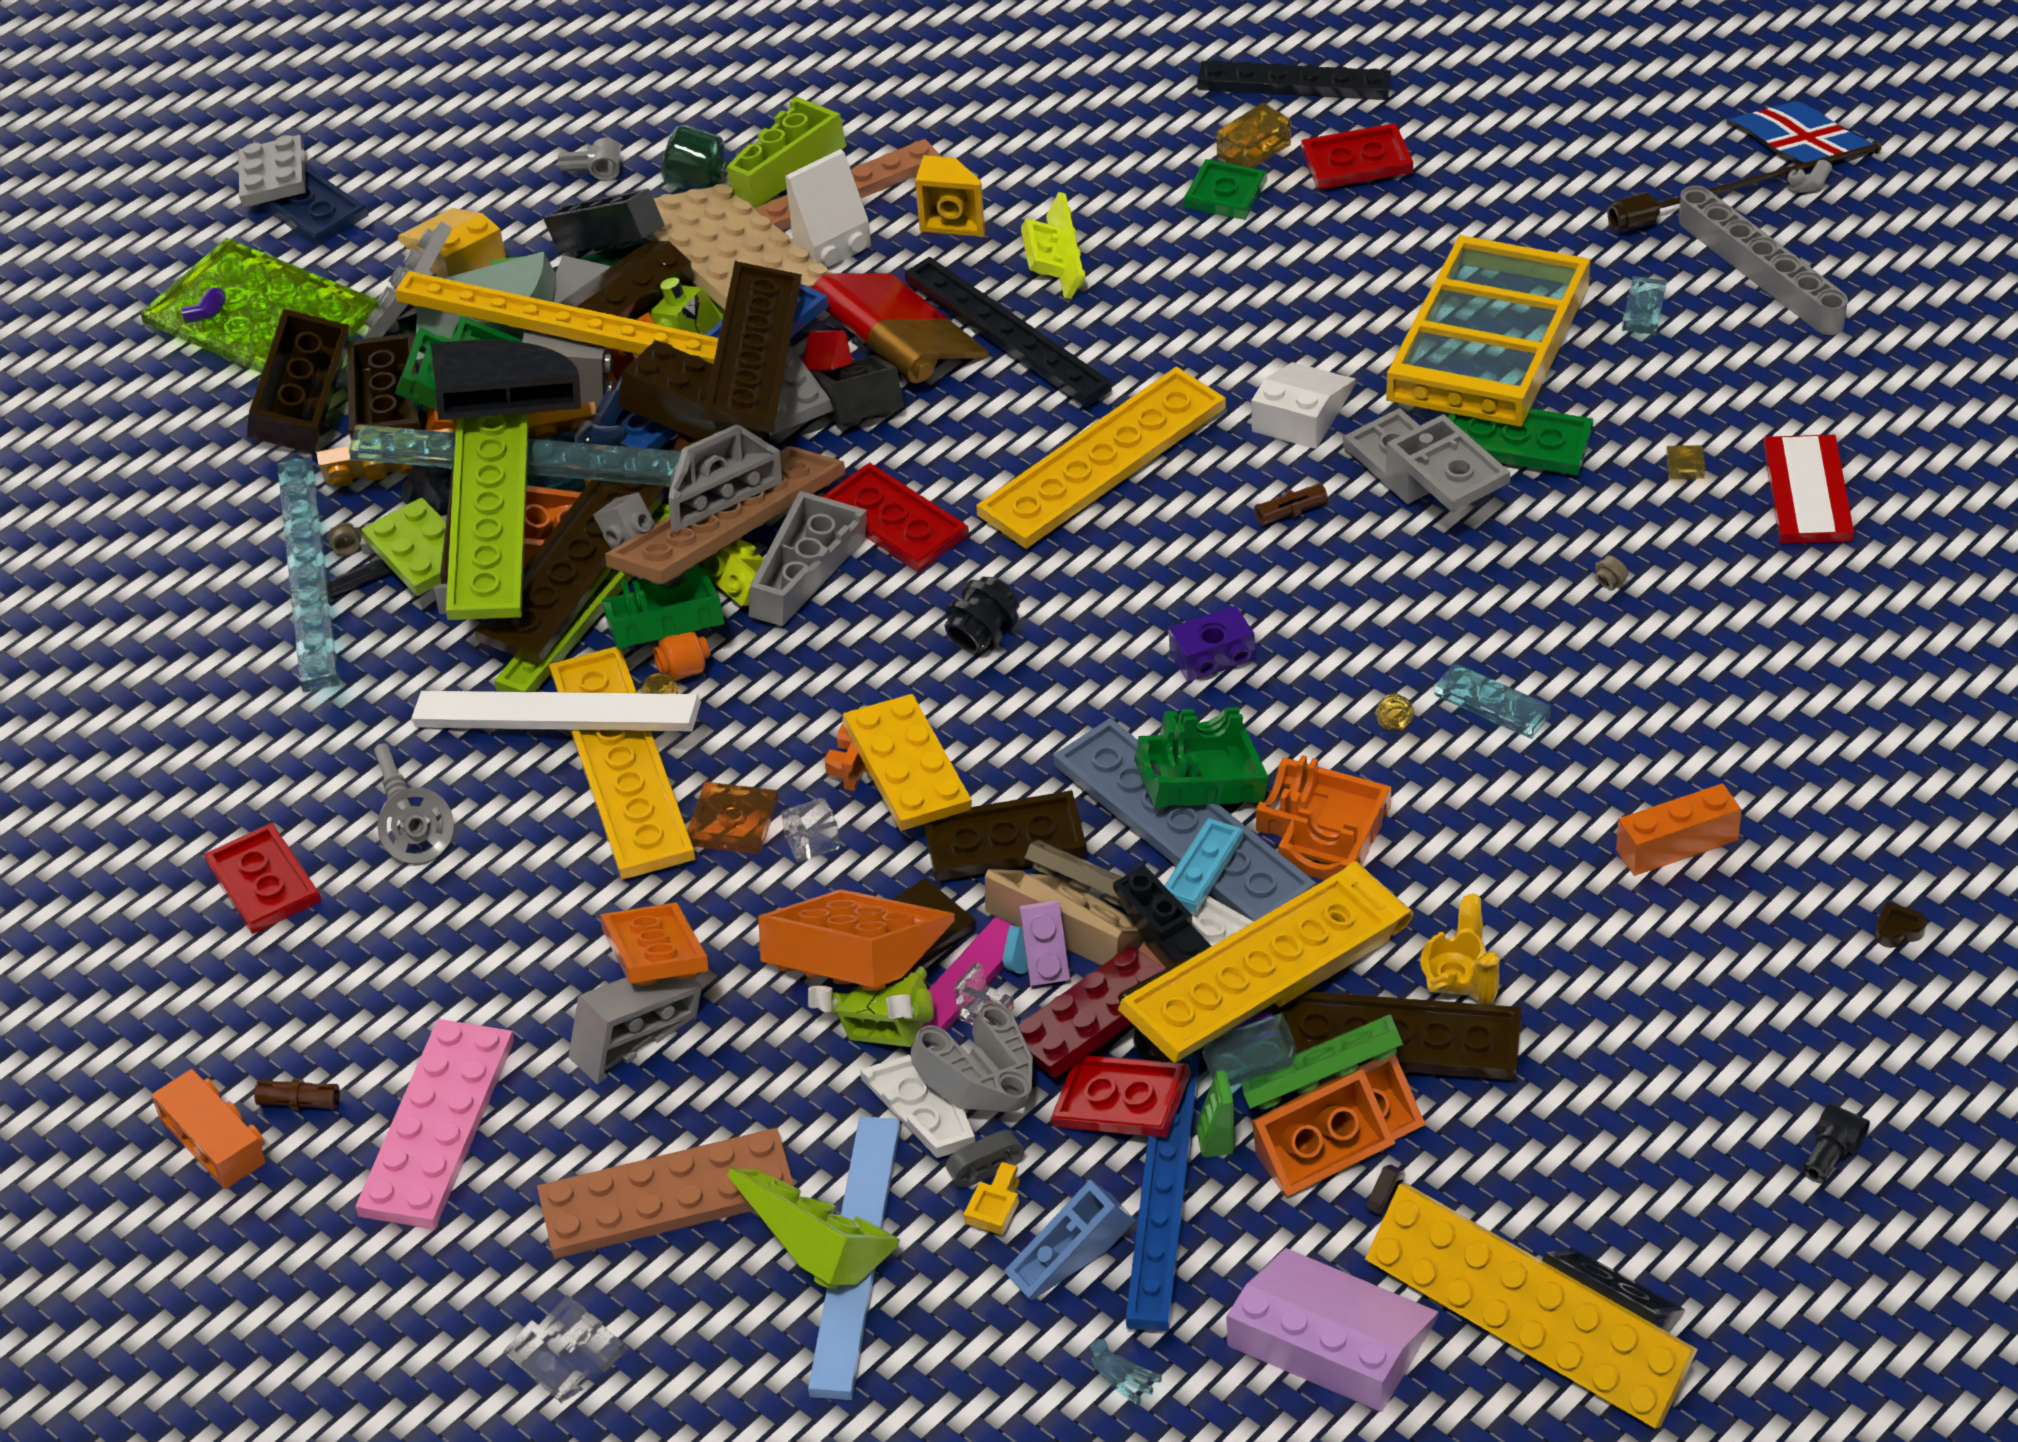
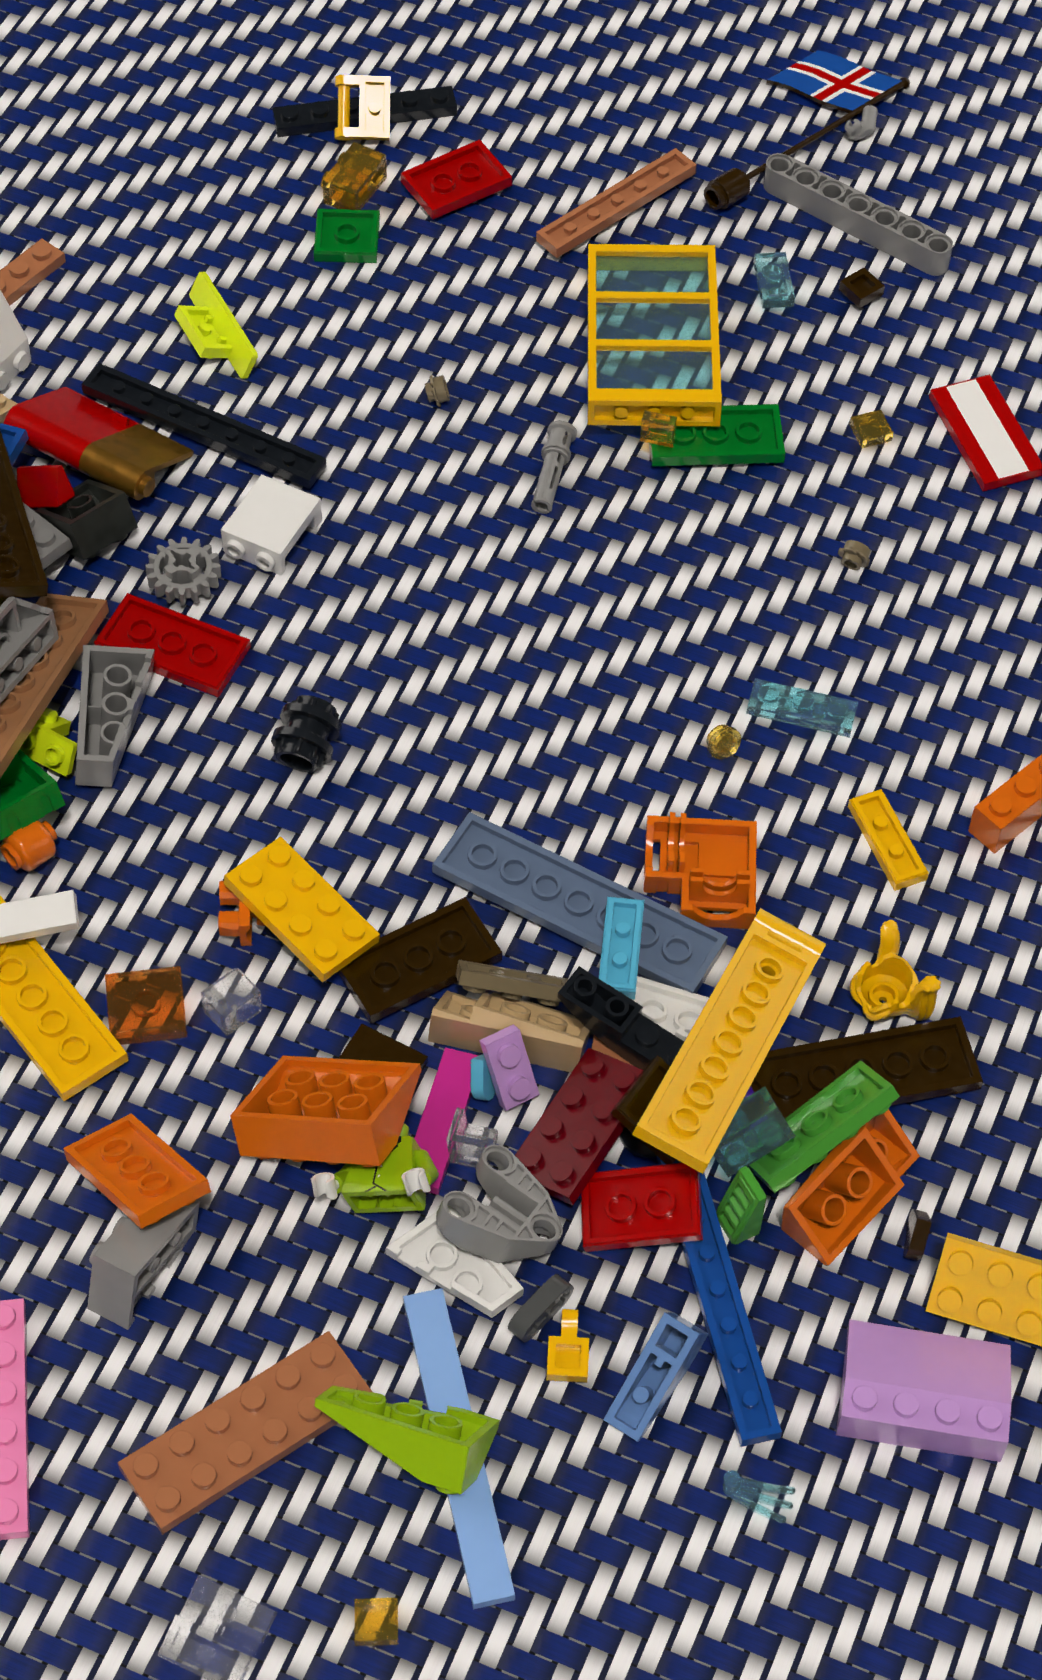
camera: 25 degrees left, 10 degrees up
(659, 684) = (19, 885): clear yellow plate -> none
(714, 1381) = (376, 1621): none -> clear yellow tile
(930, 452) = (183, 570): none -> light grey gear
(949, 198) = (98, 298): yellow slope -> none
(1029, 426) = (269, 523): none -> white panel
(1100, 457) = (345, 540): yellow plate -> none
(1201, 761) = (576, 838): green piece -> none
(1211, 643) = (539, 695): dark purple brick -> none
(1251, 342) = (437, 390): none -> dark tan plate
(1291, 504) = (555, 537): reddish brown pin -> none
(1298, 74) = (373, 107): none -> plate
(1299, 403) = (508, 443): white slope -> none
(1315, 456) = (555, 456): none -> light grey pin
(1426, 459) = (653, 479): light grey bracket -> none
(1455, 409) = (658, 429): none -> clear yellow tile
(1512, 205) = (615, 202): none -> nougat plate
(1525, 837) = (888, 839): none -> yellow tile
(1735, 329) = (861, 287): none -> dark brown plate

